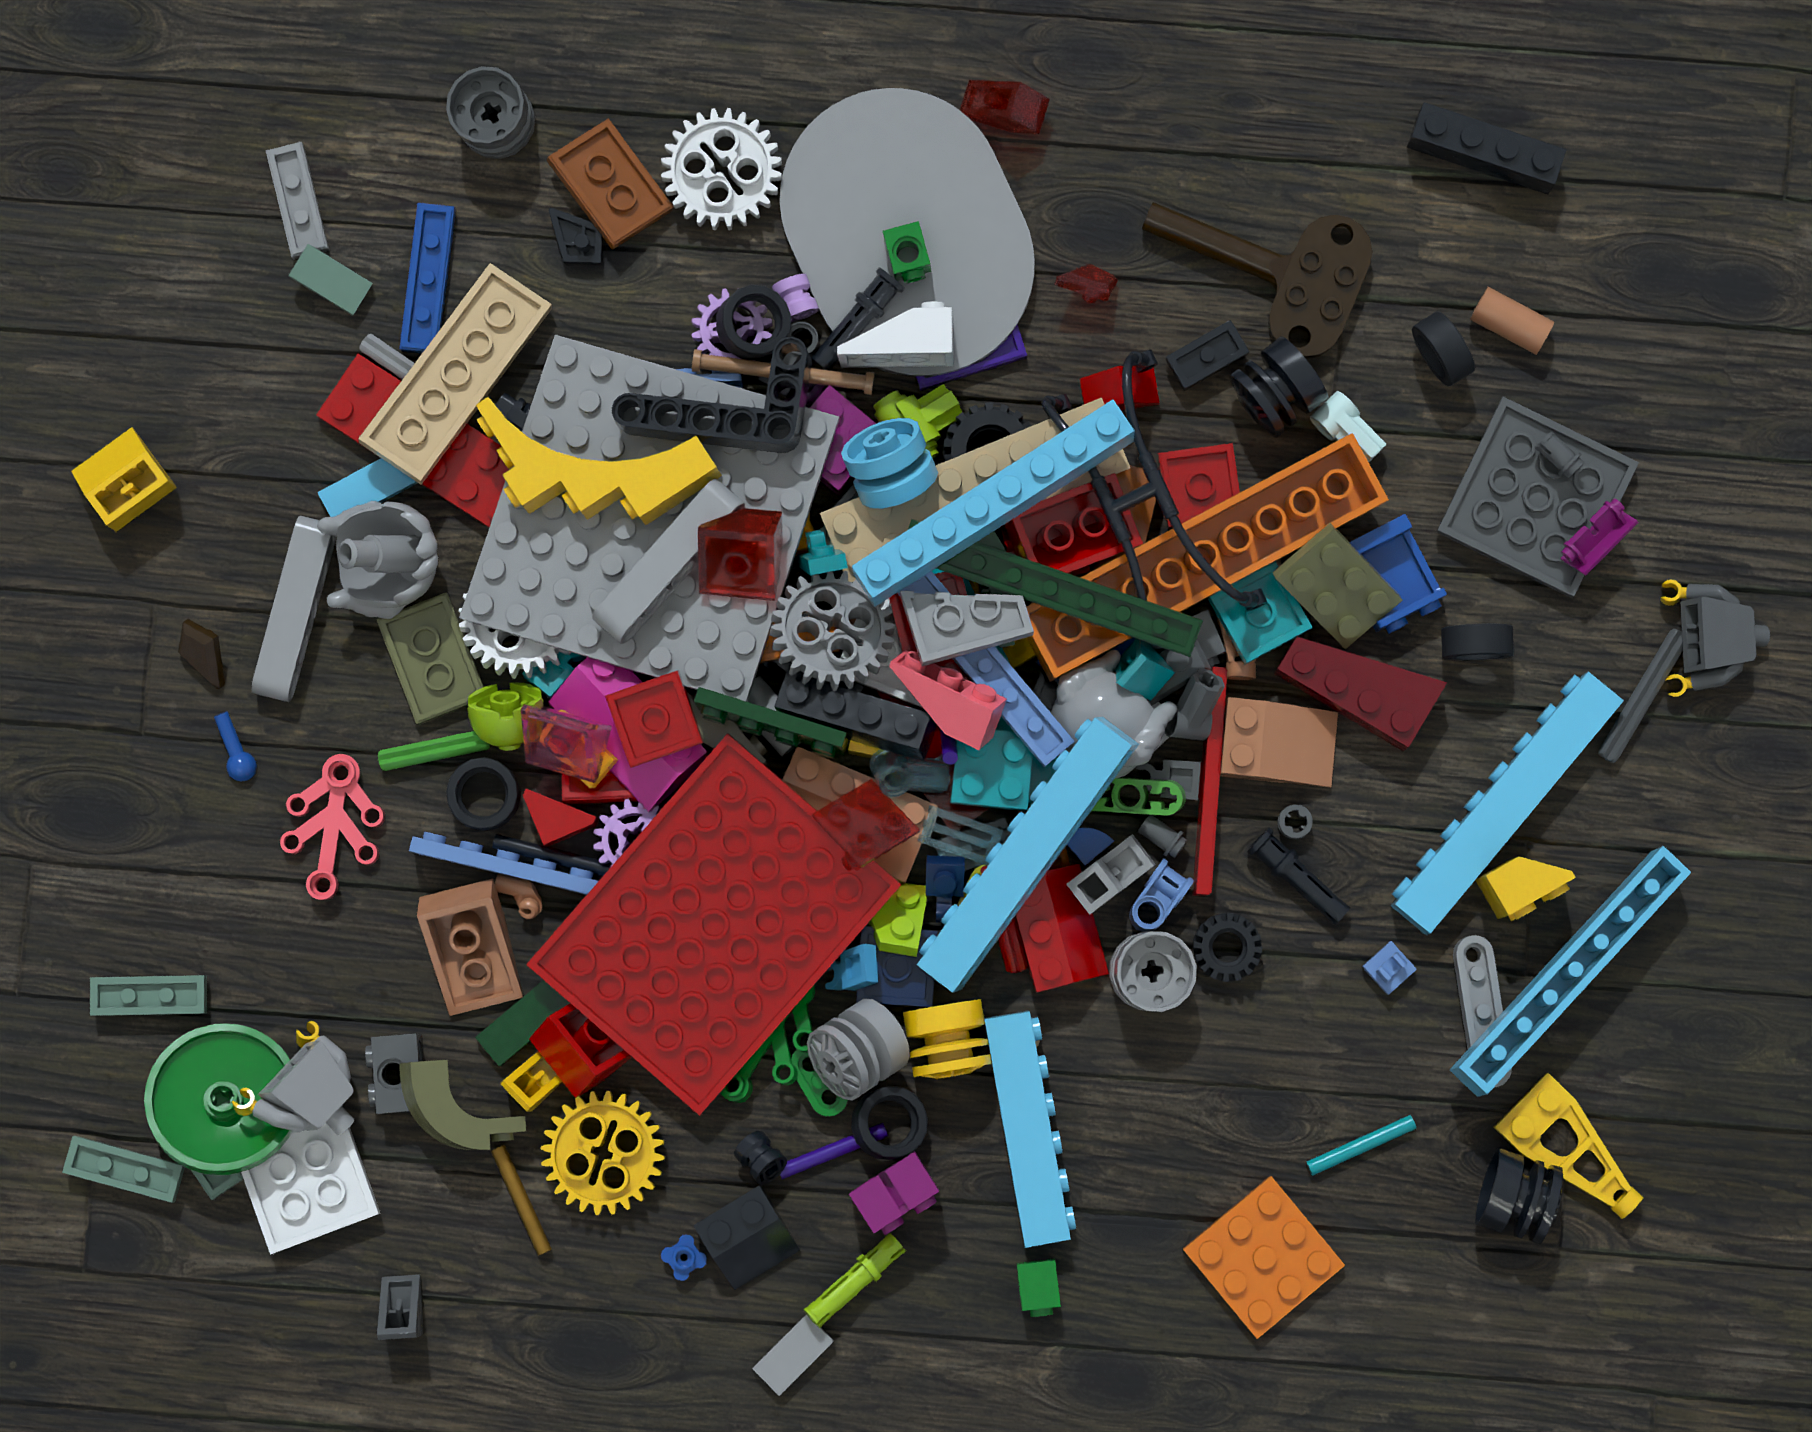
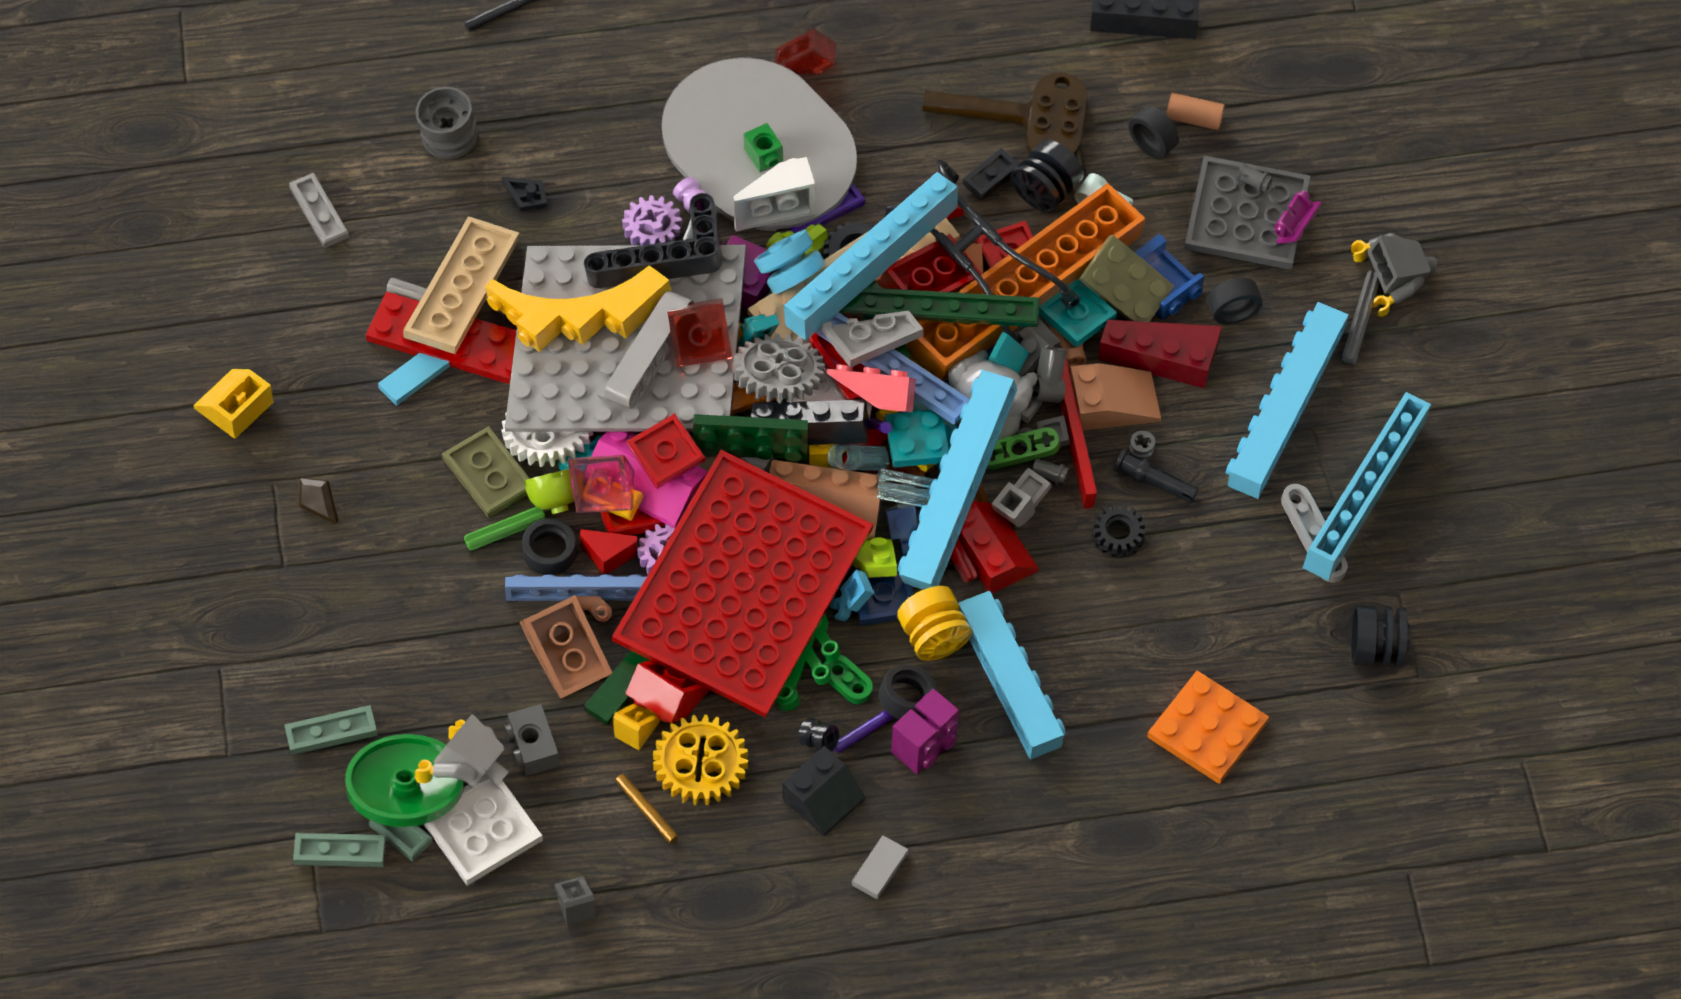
camera: 20 degrees left, 25 degrees down
(240, 765) = (363, 569): blue bar -> none
(293, 611) = (379, 458): light grey beam -> none
(330, 279) = (355, 250): sand green tile -> none
(333, 820) = (441, 588): coral plant -> none
(383, 557) = (439, 404): light grey piece -> none
(427, 276) = (424, 236): blue tile -> none
(436, 1112) = (576, 750): olive arch -> none
(610, 183) = (541, 154): dark orange tile -> none
(683, 1268) = (779, 826): blue plate -> none
(748, 149) = (618, 130): white gear -> none
(762, 369) = (724, 232): medium nougat bar -> none
(773, 303) = (657, 219): black tyre -> none
(854, 1280) = (917, 796): lime pin -> none
(858, 1049) = (871, 640): light grey wheel -> none
(865, 824) = (840, 488): clear red hinge -> none
(868, 305) = (753, 170): black pin -> none
(1038, 1287) = (1049, 777): green brick -> none
(1088, 844) = (995, 485): blue tile -> none
(1089, 281) = (899, 145): clear red piece -> none
(1160, 895) = (1060, 507): medium blue piece -> none
(1168, 986) = (1070, 550): light grey wheel -> none
(1361, 1145) = (1255, 639): teal bar -> none
(1389, 967) = (1239, 522): medium blue tile -> none
(1519, 883) = (1315, 439): yellow slope -> none
(1536, 1113) = (1381, 582): yellow plate -> none

